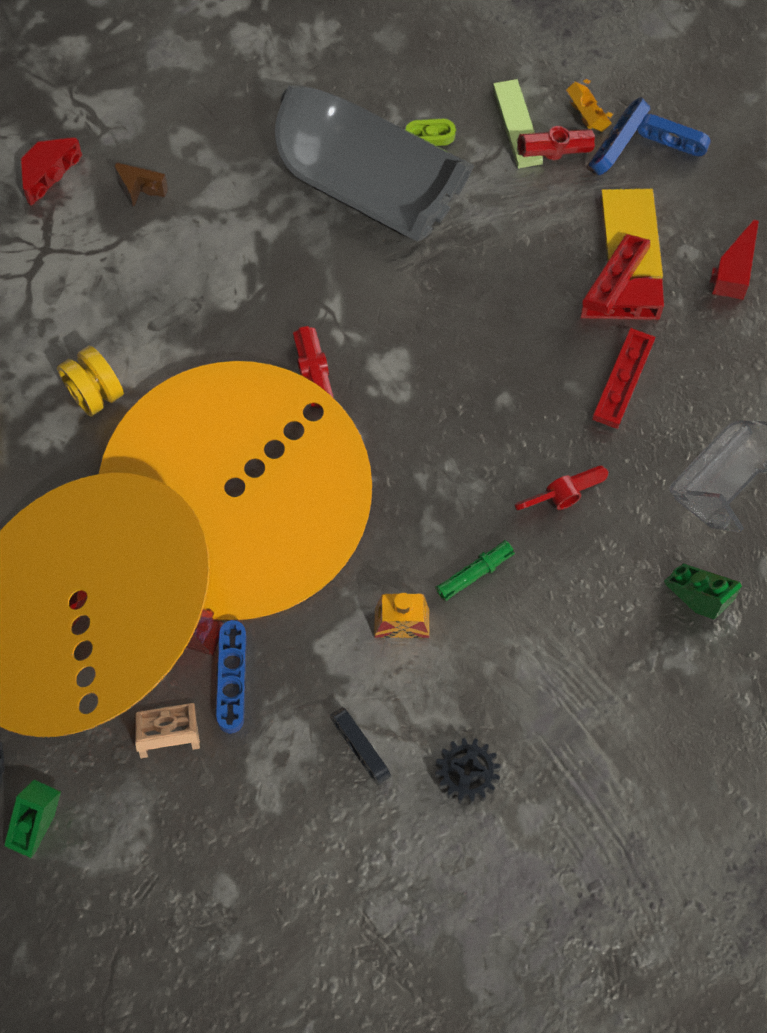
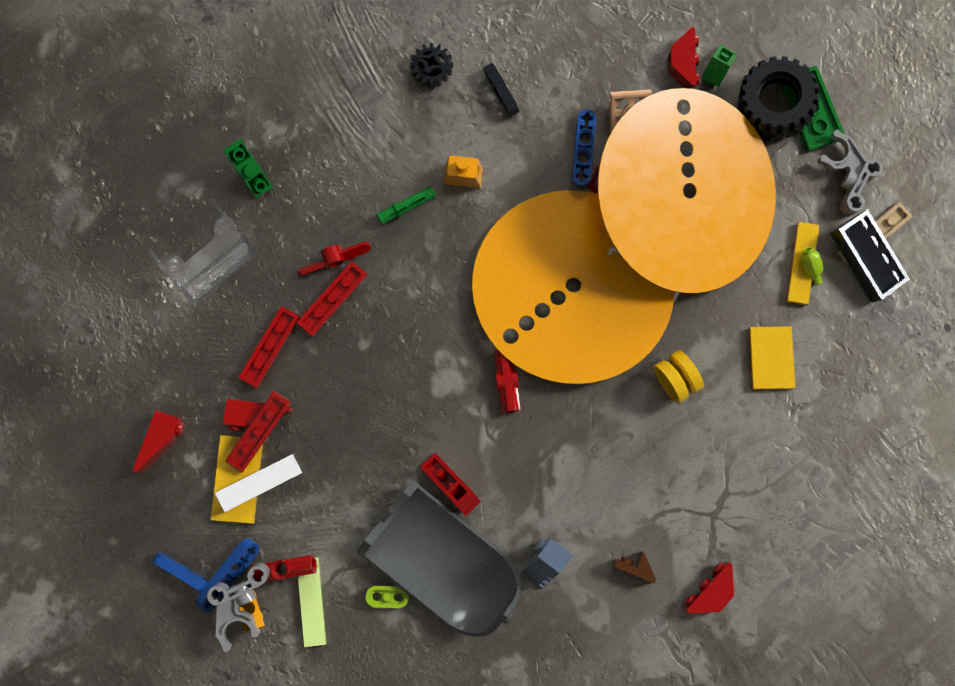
camera: 175 degrees left, 15 degrees up
(87, 821) = (683, 60): none -> red slope
(243, 162) = (546, 562): none -> sand blue wedge
(371, 247) = (450, 484): none -> red slope
(554, 442) = (332, 299): none -> red plate
(603, 98) = (236, 596): none -> light grey piece
(604, 227) = (258, 483): none -> white tile

